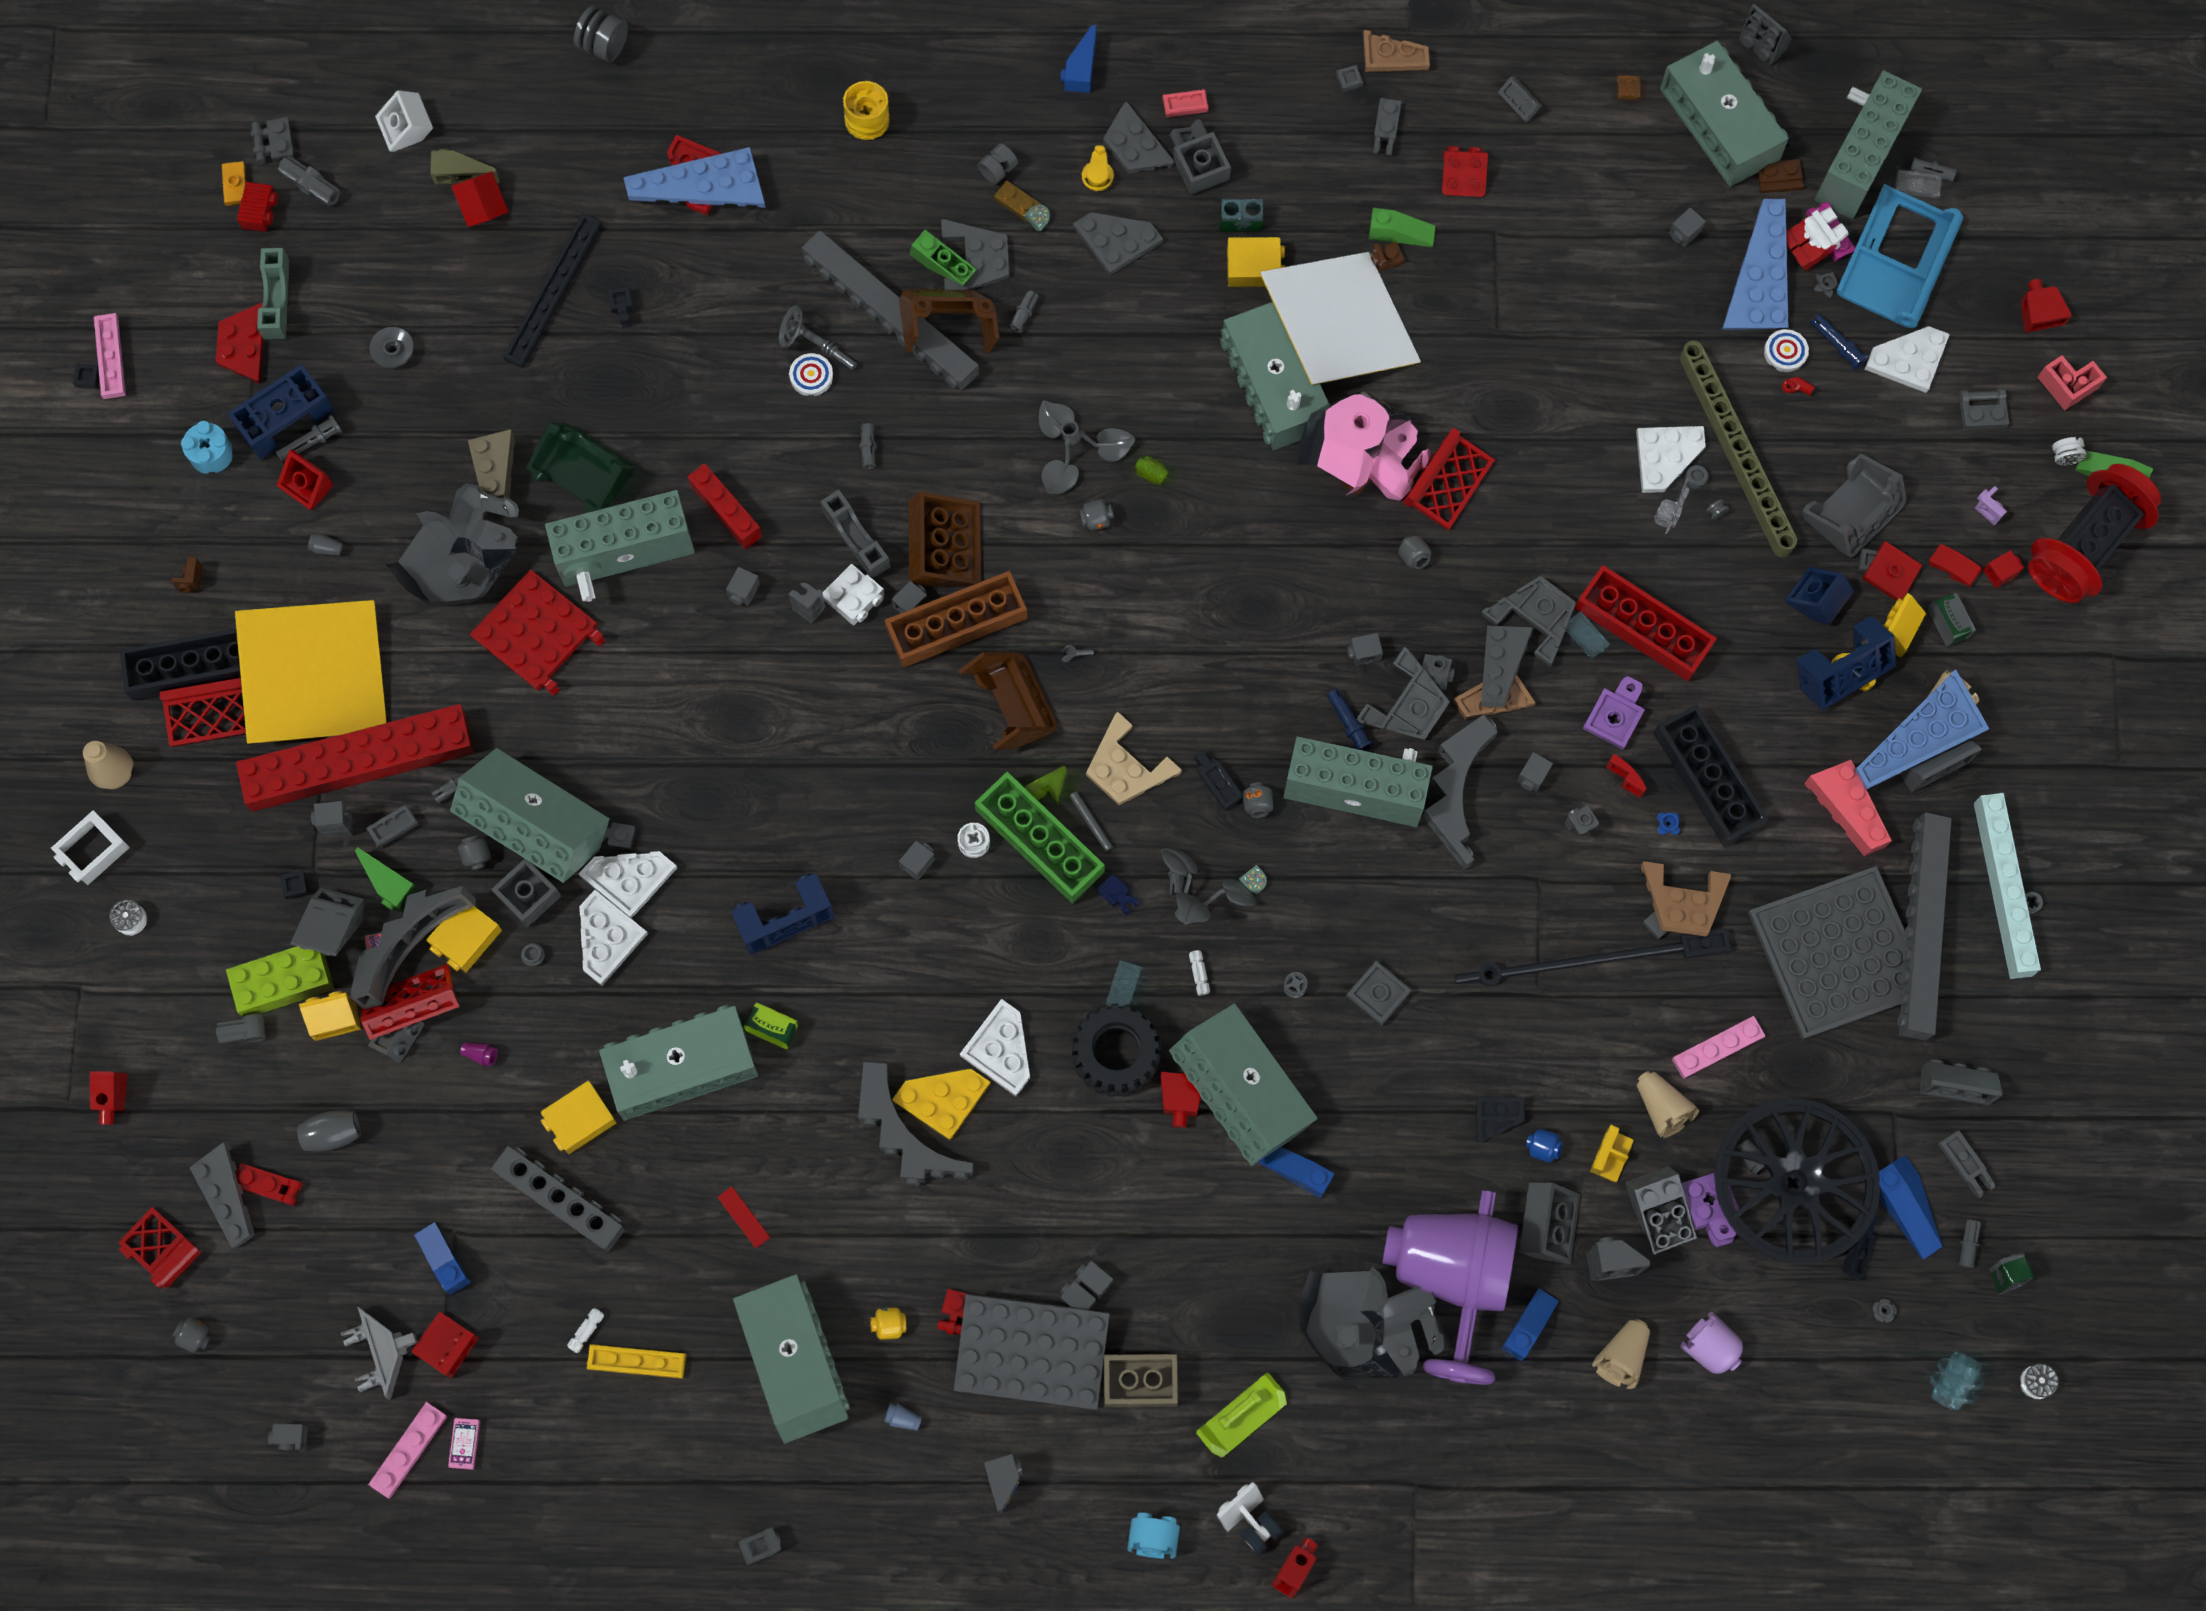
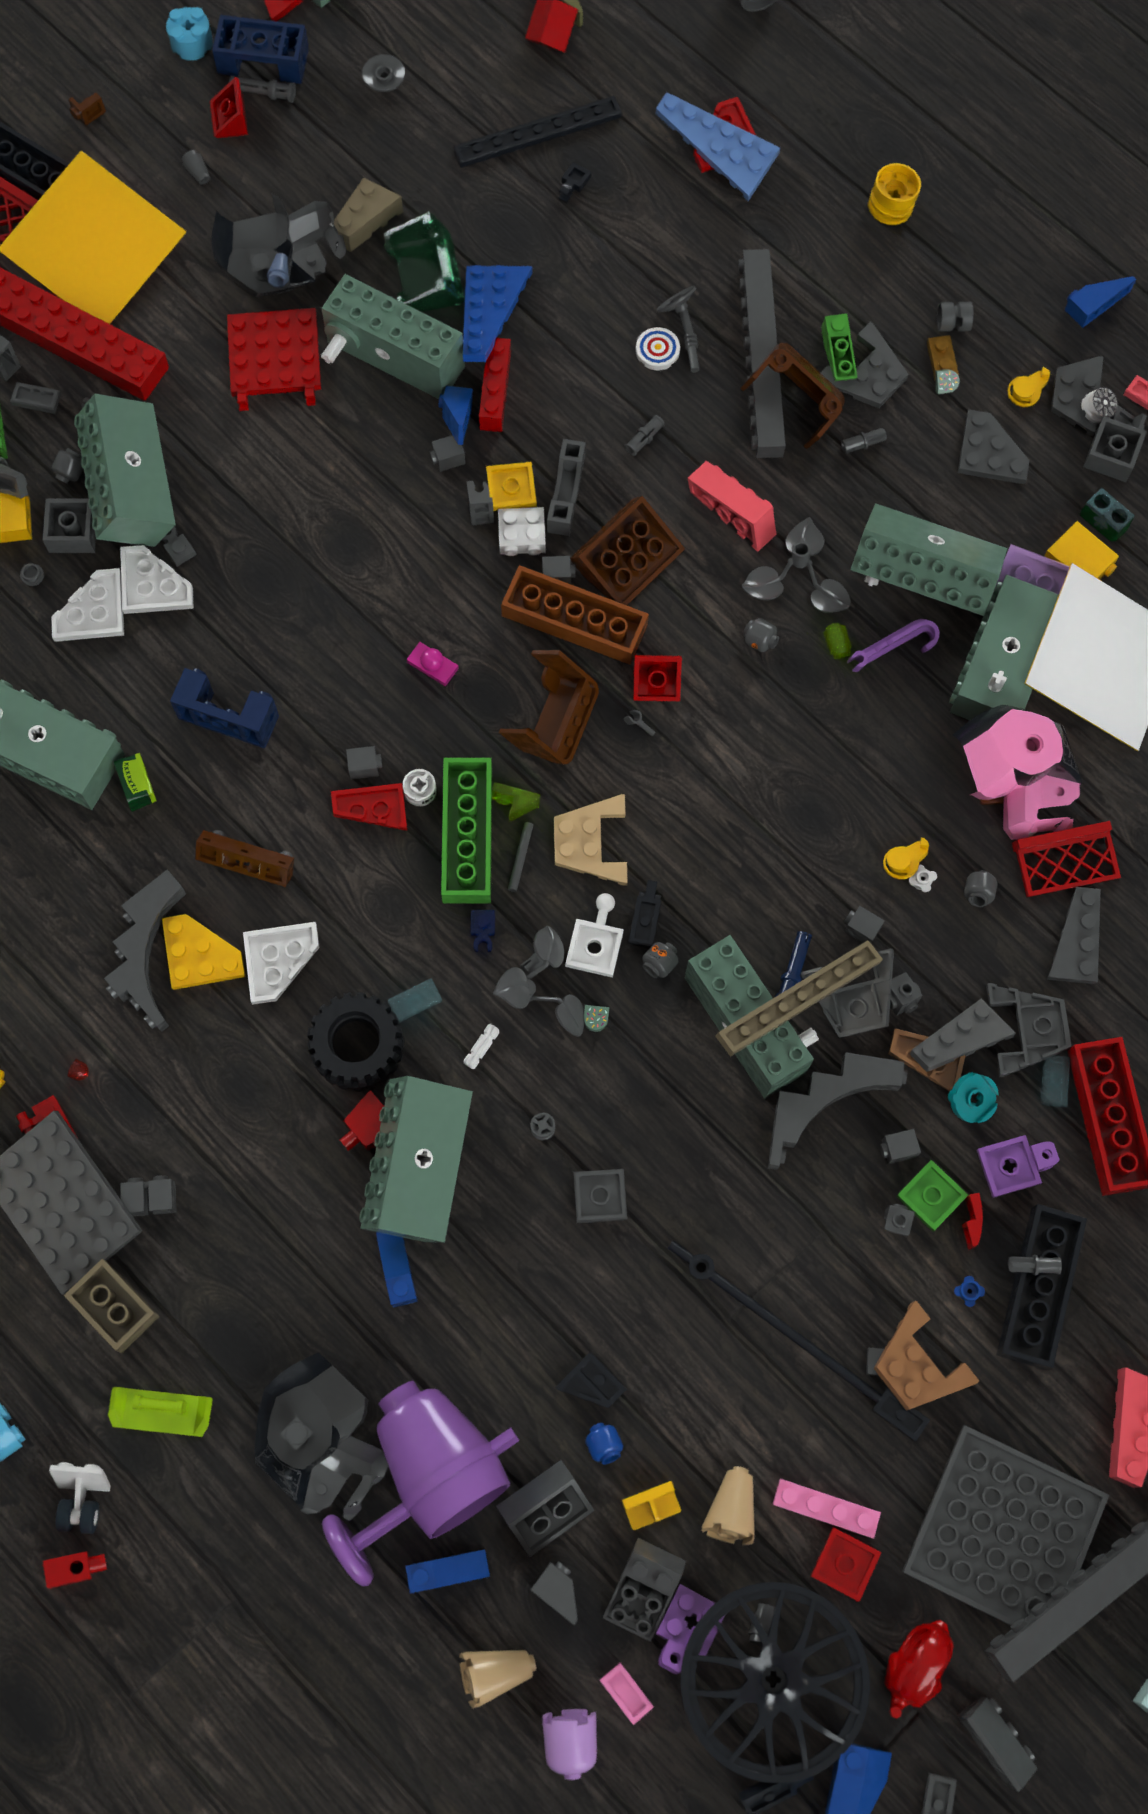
camera: 45 degrees right, 0 degrees up
(480, 567) = (278, 271): none -> sand blue cone
(657, 449) = (489, 302): none -> blue wing
(720, 551) = (456, 410): none -> blue slope
(813, 567) = (511, 485): none -> yellow plate
(890, 746) = (432, 663): none -> dark pink tile
(906, 1003) = (244, 858): none -> reddish brown piece
(947, 1256) = (78, 1070): none -> clear red hinge
(954, 882) = (372, 805): none -> red wing
(983, 438) = (734, 504): none -> coral wedge
(1057, 611) = (657, 678): none -> red slope
(1160, 356) = (928, 559): none -> sand green piece
(1161, 140) = (1099, 404): none -> white wheel
(1189, 434) = (895, 640): none -> medium lavender piece
(1206, 819) = (589, 932): none -> white plate
(1234, 300) = (1034, 569): none -> lavender plate
(1347, 579) = (905, 860): none -> yellow piece
(1370, 587) = (924, 885): none -> white plate
(1384, 735) = (798, 998): none -> dark tan plate
(1514, 532) = (1079, 941): none -> dark grey wing
(1538, 695) = (961, 1098): none -> teal plate
(1585, 784) = (932, 1195): none -> bright green plate
(1695, 764) = (1035, 1265): none -> dark grey axle
(1714, 1284) = (626, 1693): none -> bright pink tile
(1765, 1069) = (845, 1564): none -> red plate
(1869, 1085) = (918, 1666): none -> red piece

